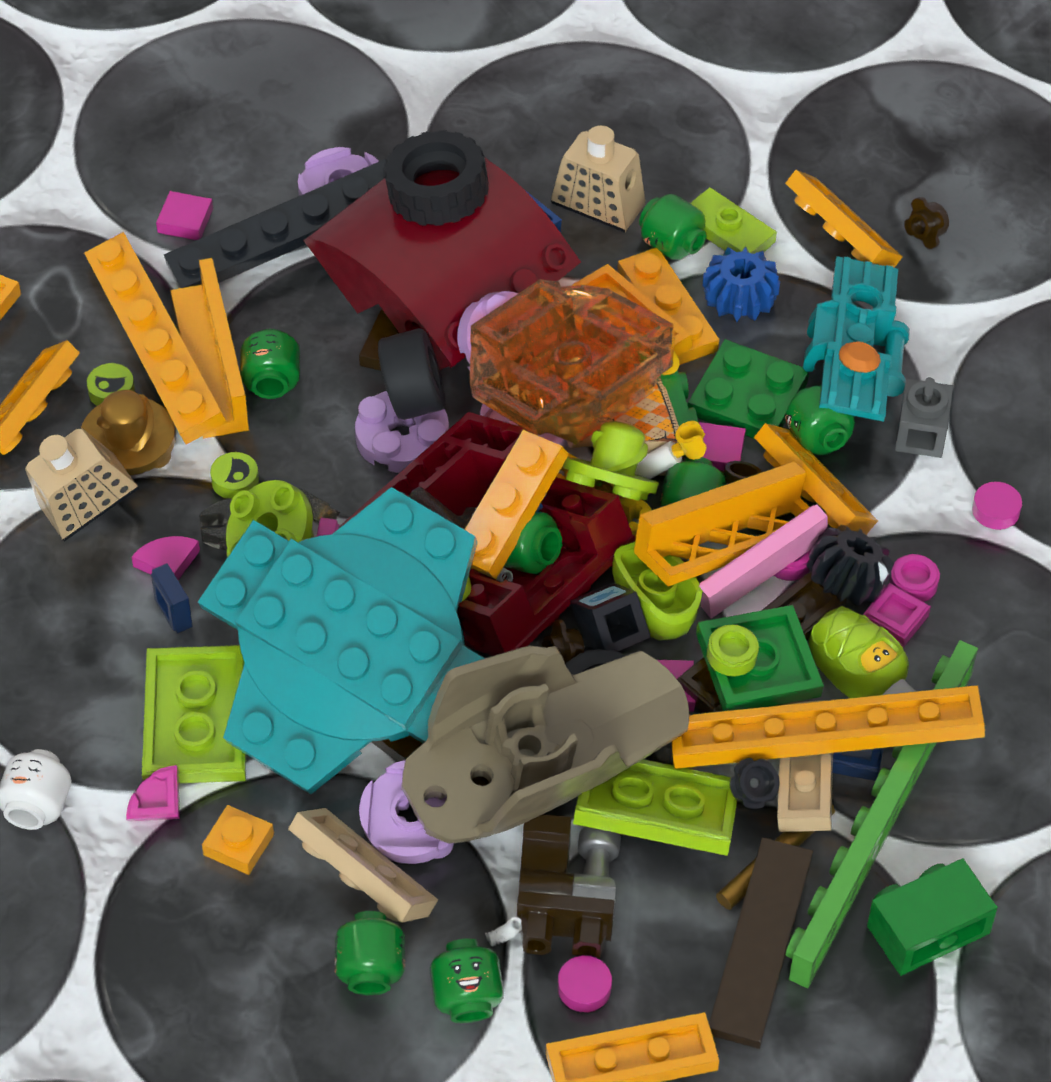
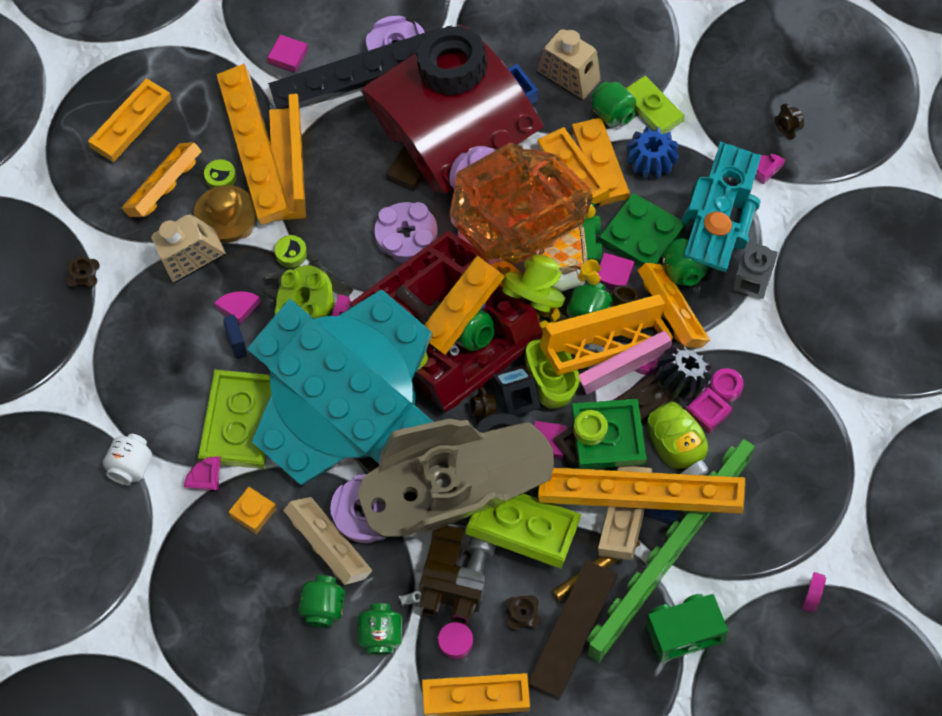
camera: 10 degrees right, 10 degrees up
(270, 363) = (326, 173): green head -> none
(411, 374) = (414, 198): black tyre -> none
(684, 916) = (526, 603): none -> dark brown plate
(767, 780) = (596, 525): black plate -> none
(841, 220) = (731, 113): light orange plate -> none
(911, 286) = (768, 167): none -> dark pink tile
(997, 505) = (793, 339): dark pink tile -> none

